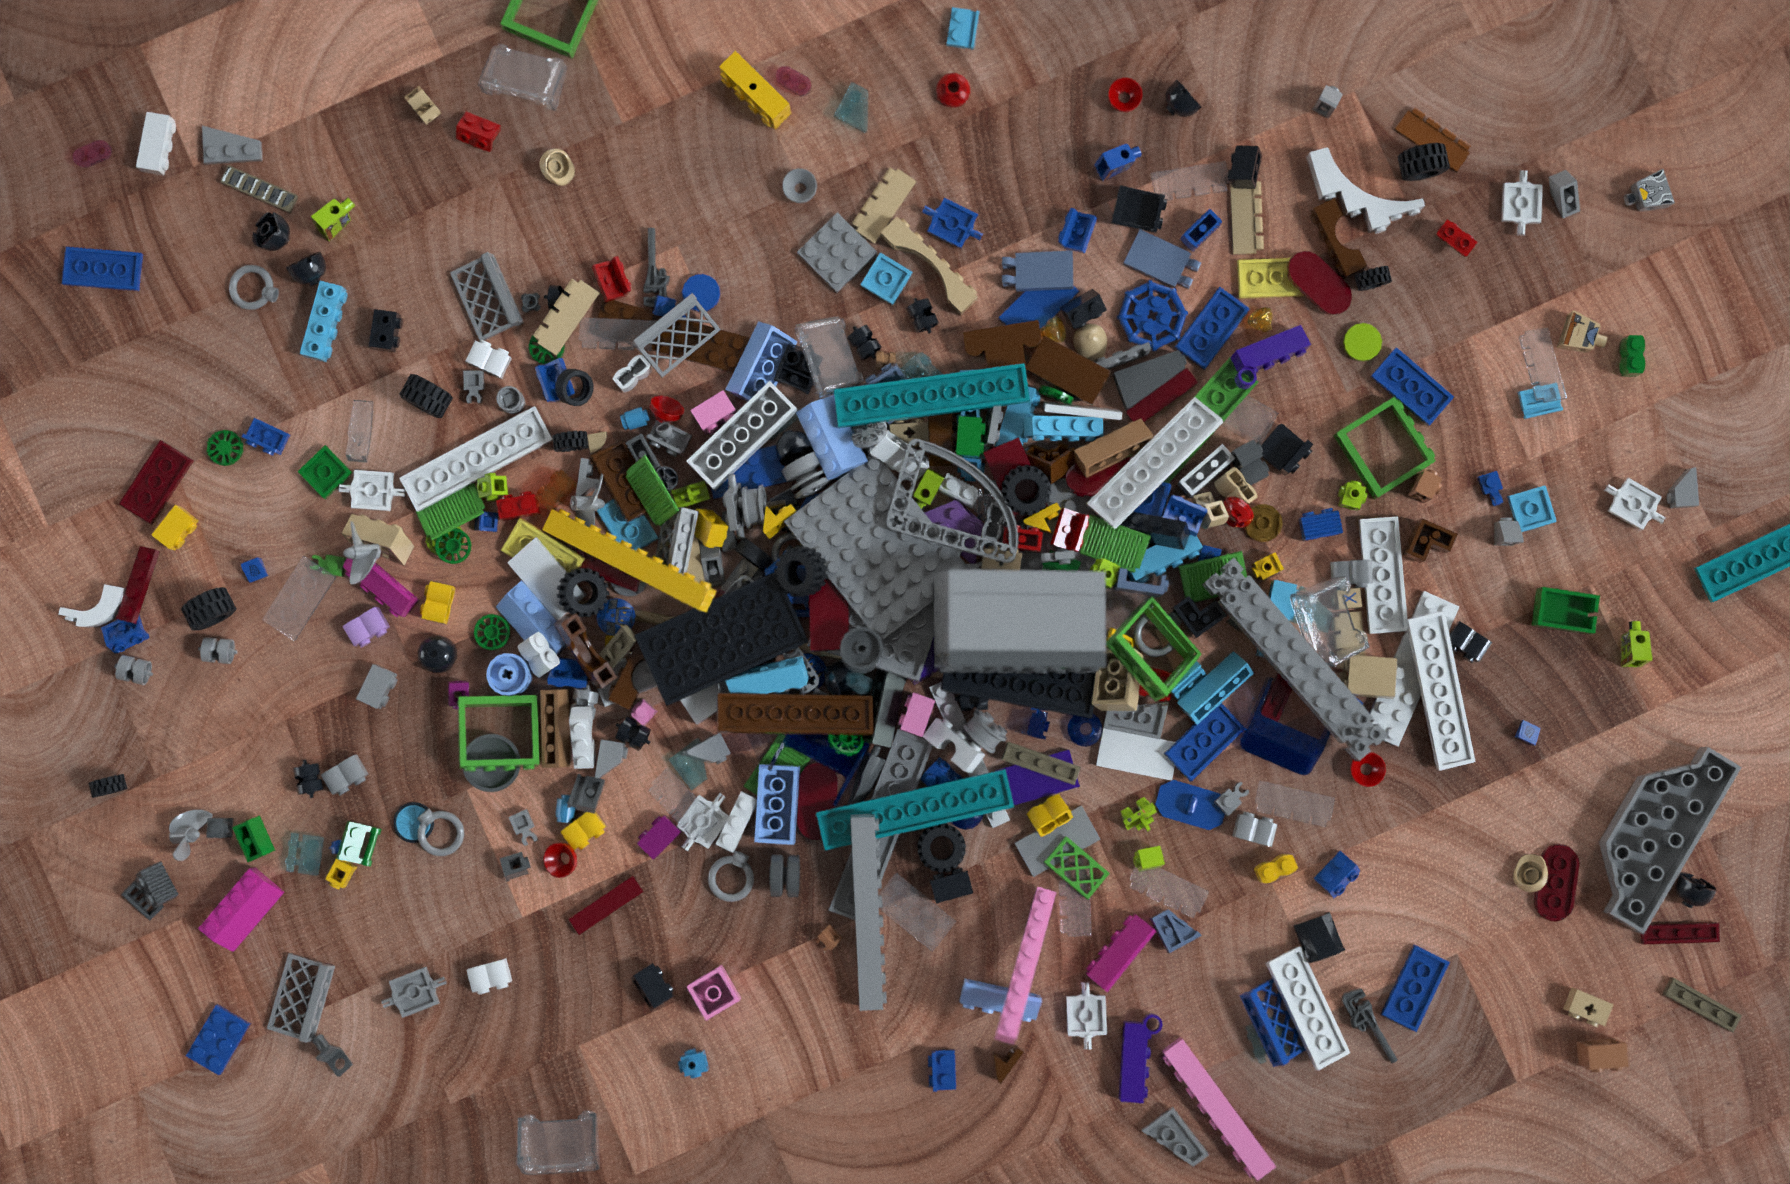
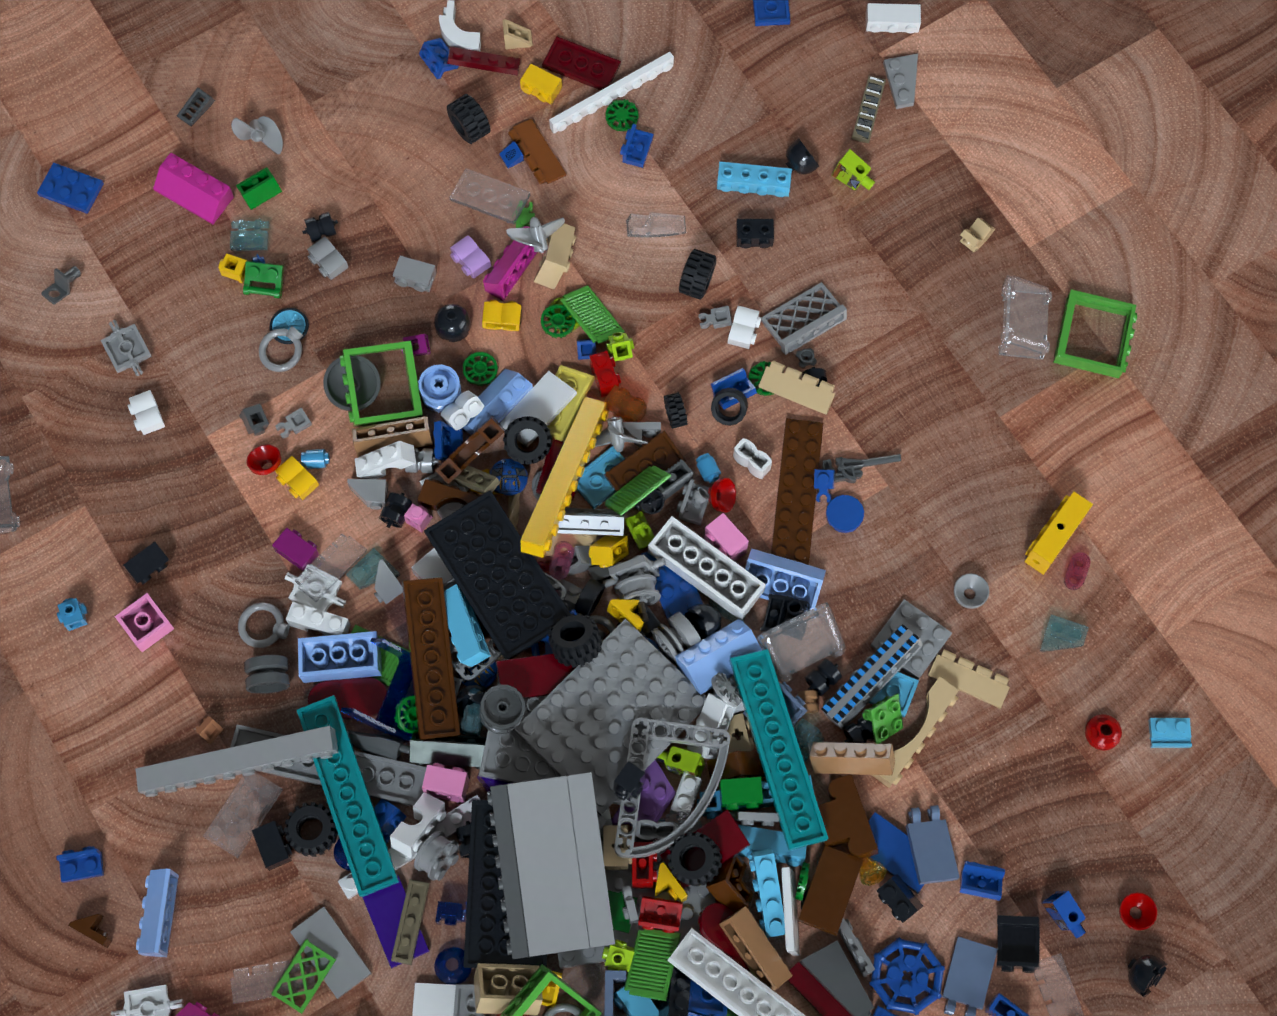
camera: 80 degrees right, 15 degrees down
(107, 785) = (296, 61): black tyre -> none
(112, 546) = (516, 35): none -> tan slope
(130, 669) = (405, 68): light grey wheel -> none
(156, 885) = (209, 114): dark grey brick -> none
(195, 447) = (611, 92): none -> white plate
(219, 827) = (267, 157): dark grey brick -> none
(220, 650) = (431, 134): light grey wheel -> none
(256, 539) = (537, 152): none -> dark orange windscreen
(269, 292) = (772, 130): light grey piece -> none
(272, 232) = (829, 124): black cylinder -> none
(314, 1005) = (110, 262): light grey fence -> none
(325, 472) = (612, 201): green plate -> none
(372, 490) = (601, 244): white plate -> none
(475, 458) = (647, 330): white plate -> none
(477, 131) = (962, 286): red bracket -> none
(510, 400) = (707, 351): light grey wheel -> none
(557, 166) = (943, 361): tan hat -> none
(586, 793) = (331, 474): dark grey plate -> none
(596, 441) = (680, 437): tan tile -> none
(606, 905) = (224, 510): dark red tile -> none
(610, 331) = (790, 439): clear windscreen -> none
(612, 279) = (841, 427): red bracket -> none
(665, 322) = (808, 480): light grey fence -> none
(712, 574) = (561, 559): none -> clear pink plate
(871, 295) = (871, 676): none -> brick
(913, 291) = (885, 717): none -> bright green hinge
(949, 328) = (852, 758): none -> medium nougat brick
(951, 538) = (629, 782): none -> black brick
(952, 223) = (964, 750): blue plate -> none
(1025, 965) = (192, 929): bright pink brick -> none
(1049, 815) = (356, 938): yellow brick -> none
(1090, 341) = (866, 913): tan hat -> none

